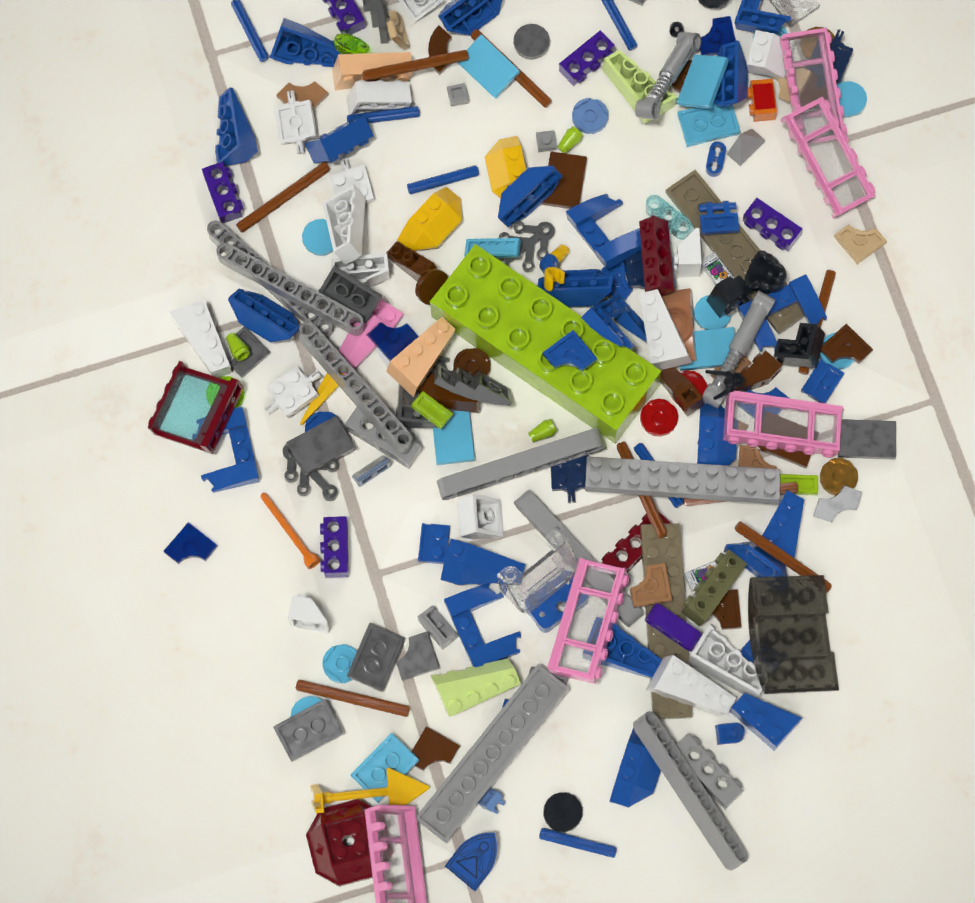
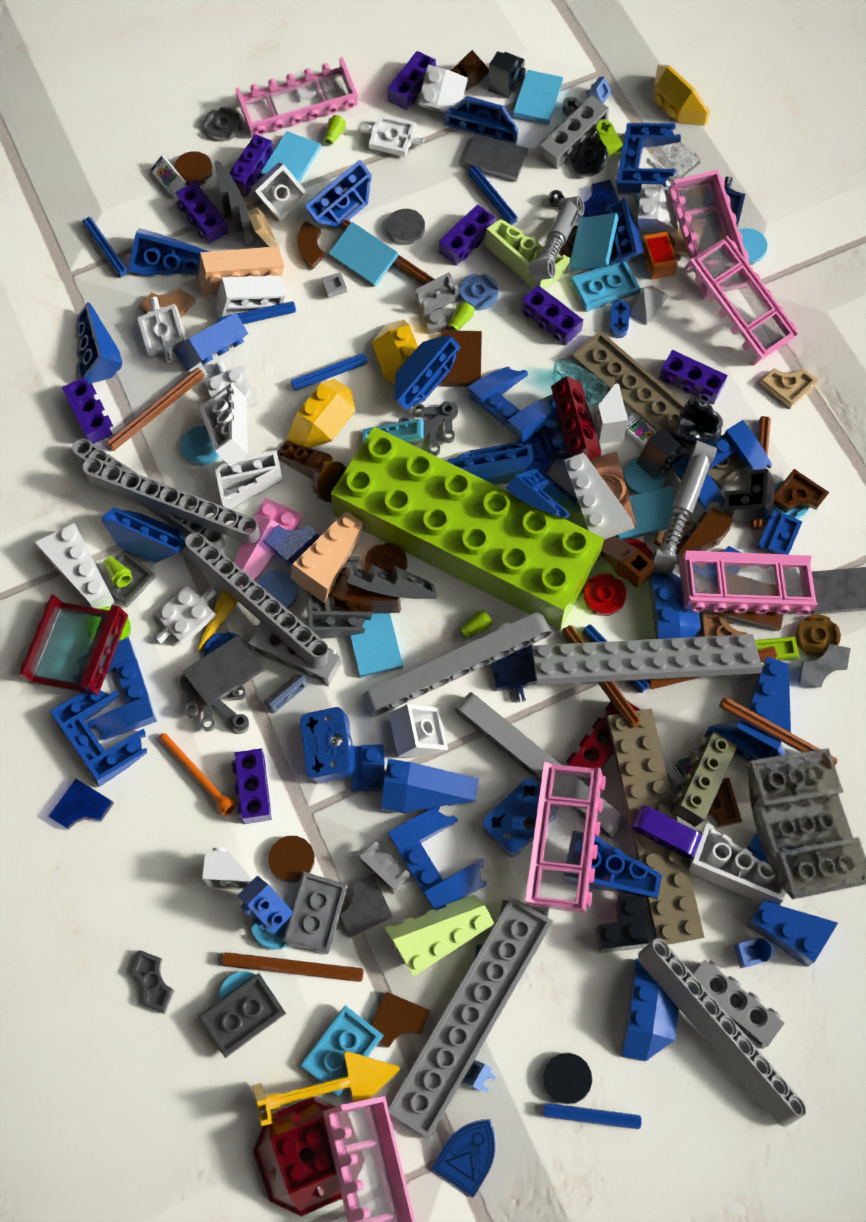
camera: 10 degrees left, 5 degrees down
(209, 512) = (100, 764): none -> blue wedge
(240, 705) = (148, 971): none -> flat silver tile
(336, 645) = (265, 904): none -> blue brick
(350, 44) = (211, 245): clear neon green tile -> none
(350, 293) = (240, 494): dark grey slope -> none
(361, 610) = (290, 858): none -> reddish brown tile
(375, 376) = (279, 586): none -> medium blue tile
(396, 520) = (321, 747): none -> blue axle
(415, 65) = (284, 257): dark orange axle -> none
(432, 410) = (347, 615): lime tile -> none
(543, 578) = (504, 793): clear windscreen -> none
(550, 115) = (436, 294): none -> light grey hinge
(550, 269) = (459, 445): yellow piece -> none
(570, 351) = (499, 527): blue tile -> none
(631, 704) = (629, 931): none -> black brick
(653, 140) = (550, 306): none -> dark purple brick
(653, 588) = (634, 788): medium nougat tile -> none
(684, 684) = (697, 901): white wedge -> none
(718, 223) = (635, 380): blue plate -> none
(731, 381) = (685, 541): black plant -> none

